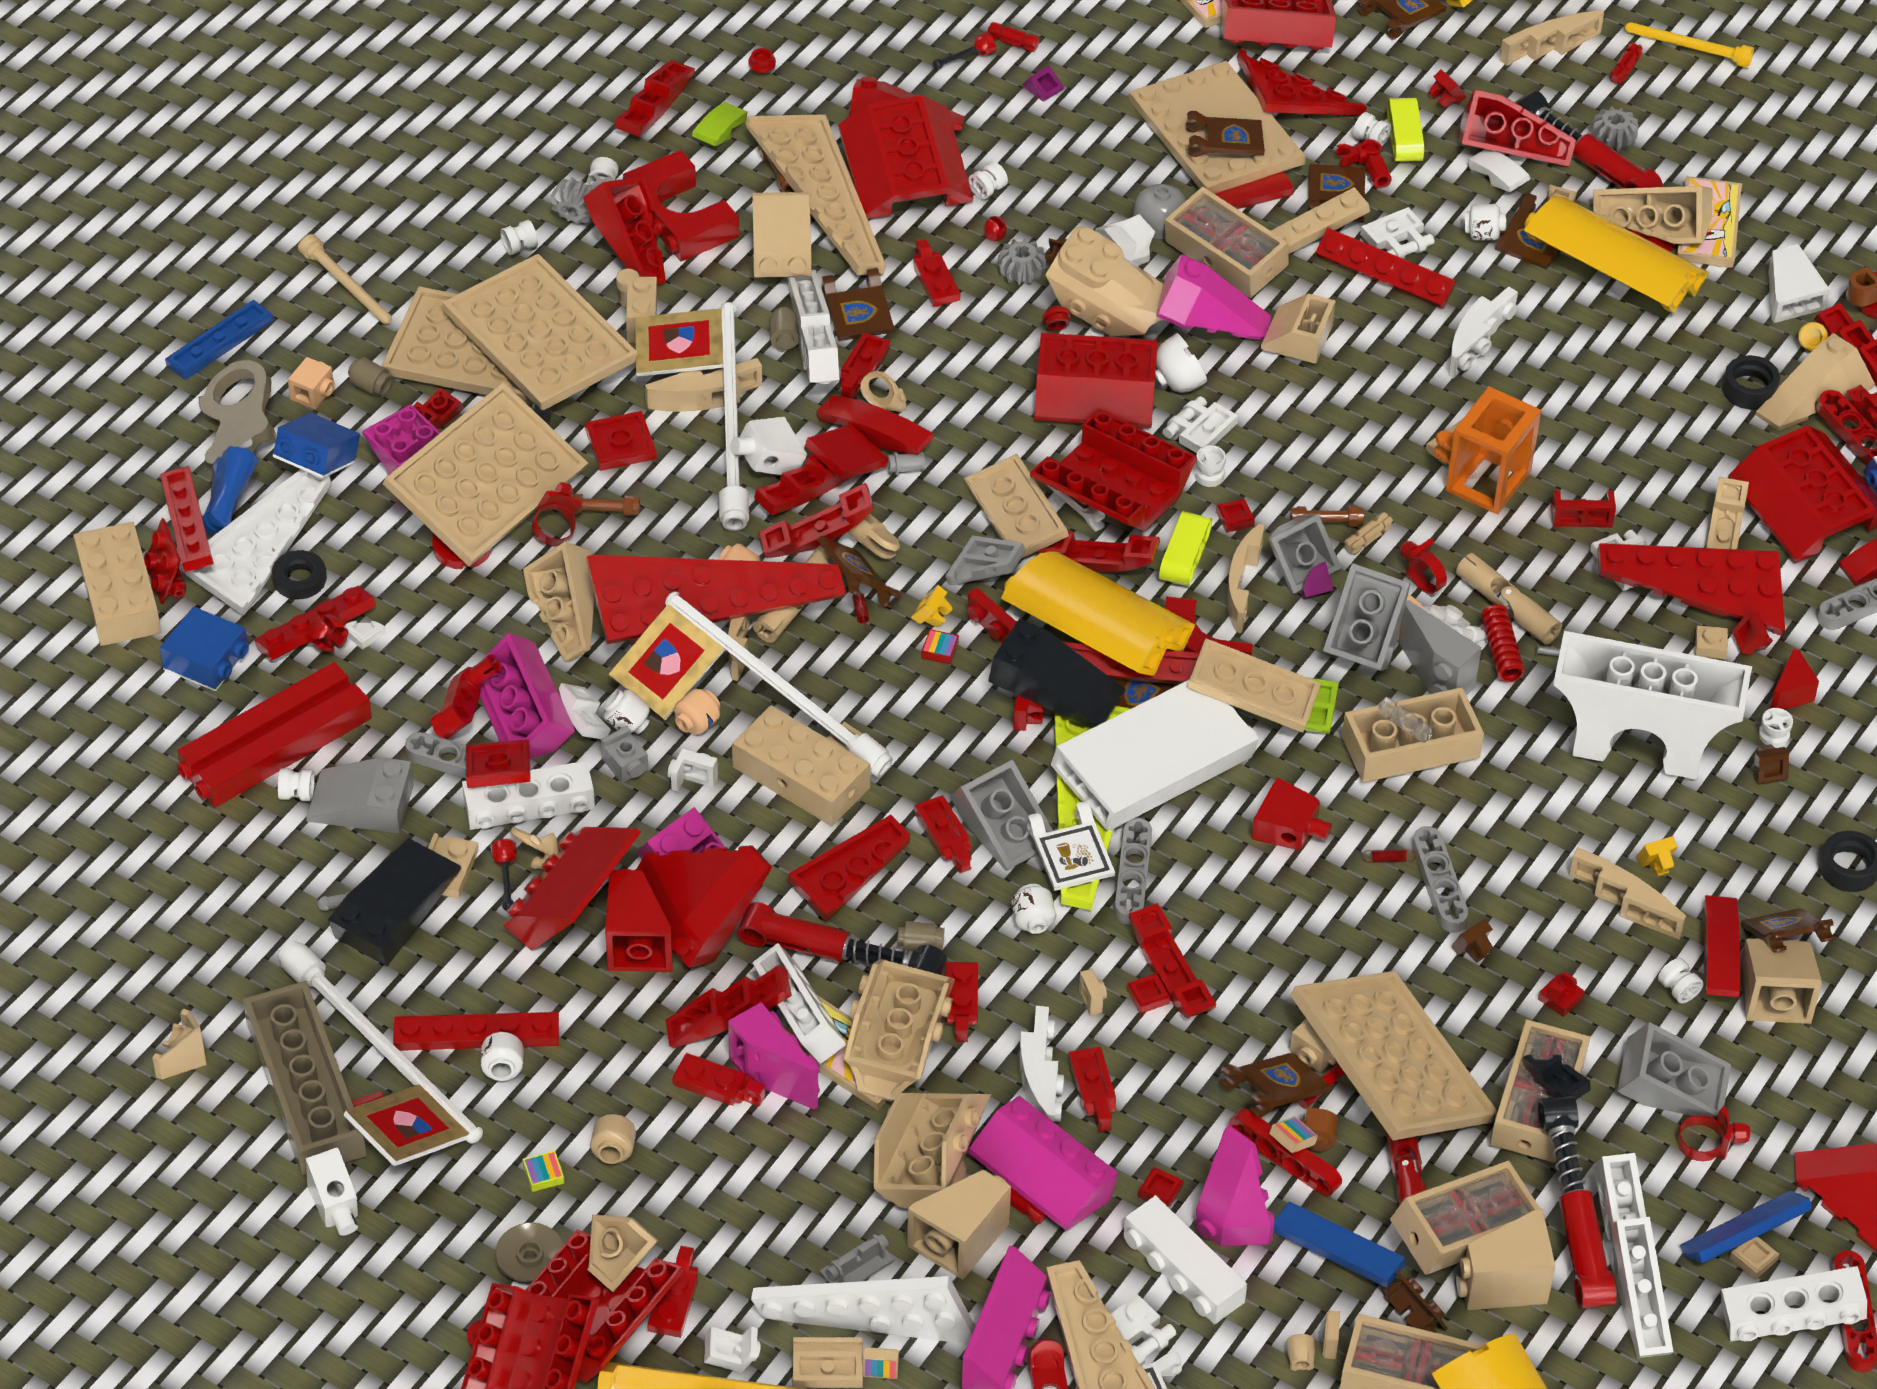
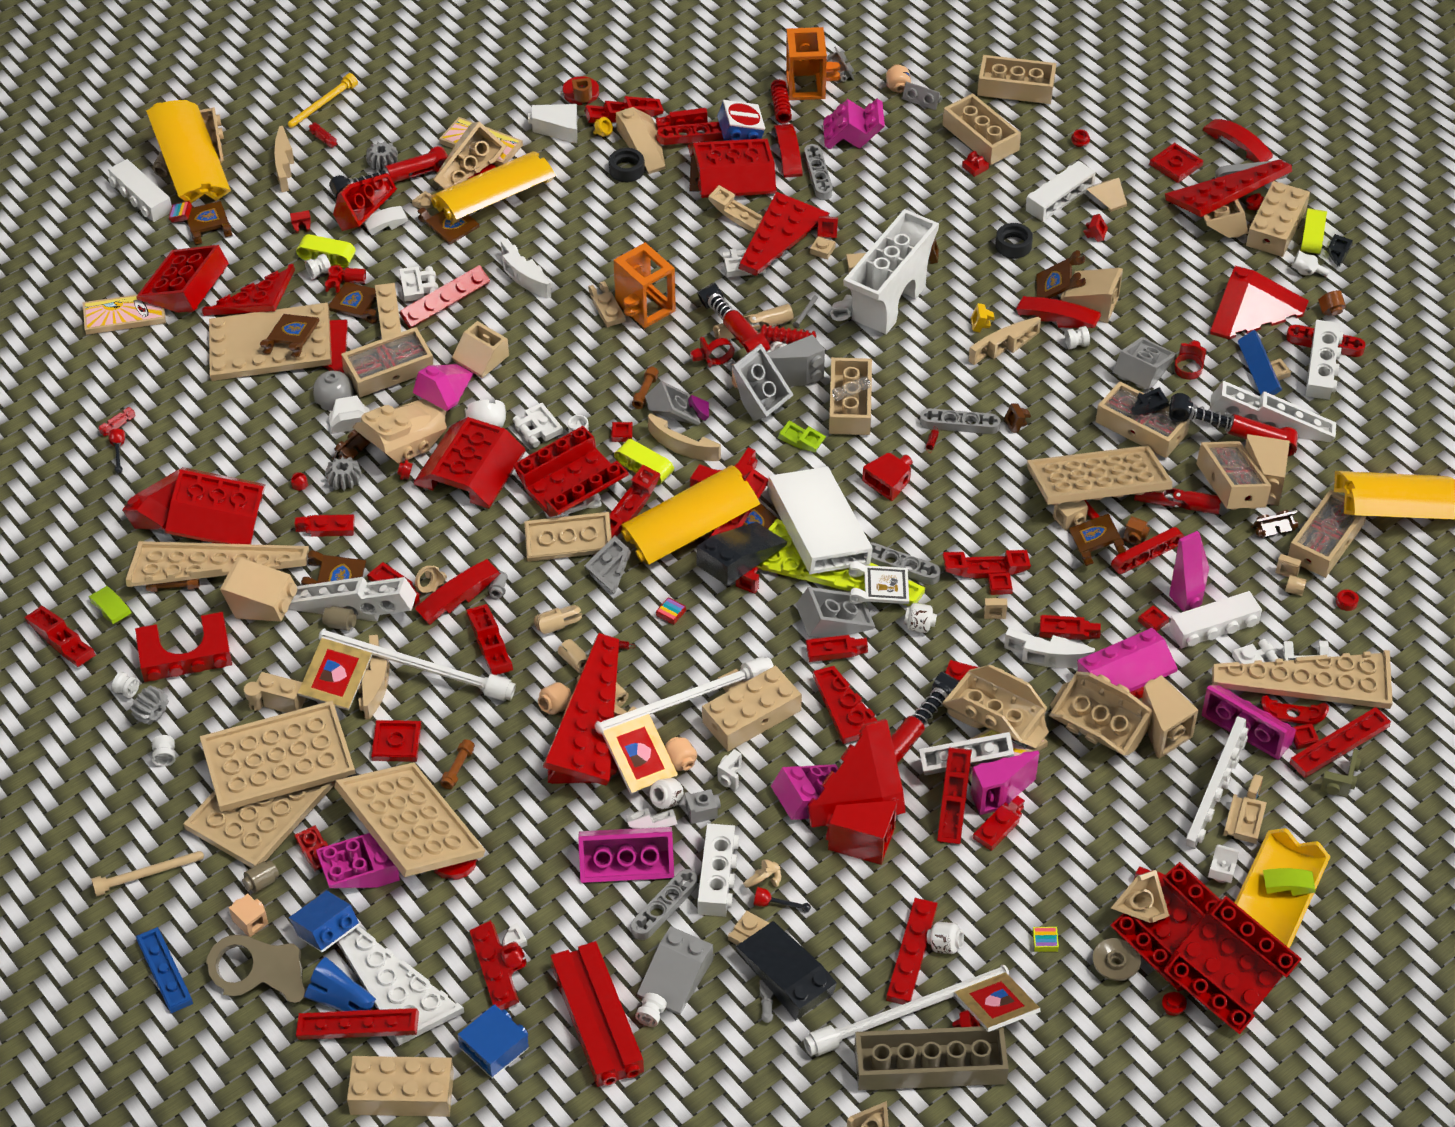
camera: 70 degrees left, 0 degrees up
(163, 564) = (398, 1041): red hinge -> none
(297, 560) = (440, 953): black tyre -> none
(332, 1191) = (1037, 1061): white torso -> none
(463, 697) = (633, 892): red beam -> none
(498, 763) = (690, 875): red tile -> none
(559, 500) = (456, 783): red piece -> none
(565, 597) = (535, 805): tan wedge -> none
(567, 882) = (823, 852): red slope -> none
(613, 1138) = (1035, 890): tan head -> none
(625, 219) = (187, 678): red wedge -> none
(762, 60) = (57, 565): red plate -> none
(769, 446) = (455, 650): white torso -> none
(831, 523) = (541, 641): red slope -> none
(846, 452) = (480, 611): red tile -> none
(858, 570) = (609, 628): reddish brown flag -> none
(859, 1262) = (1170, 784): light grey hinge -> none
(918, 934) = (921, 682): dark tan brick -> none
(929, 607) = (637, 604): yellow tile -> none
(989, 179) = (254, 469): white wheel -> none
(989, 615) = (669, 572): red plate -> none
(1044, 84) = (172, 419): magenta slope -> none
(1254, 685) = (786, 454): tan tile -> none
(1293, 1134) = (1147, 536): tile -> none
(1338, 1244) = (1231, 539): blue tile -> none
(1368, 533) = (668, 372): tan axle -> none
(1435, 588) = (740, 328): none -> piece
(1484, 222) = (431, 238): white head -> none
(1561, 994) = (1065, 393): red tile -> none
(1583, 512) = (694, 268): red hinge -> none
(1796, 685) = (870, 219): red slope -> none

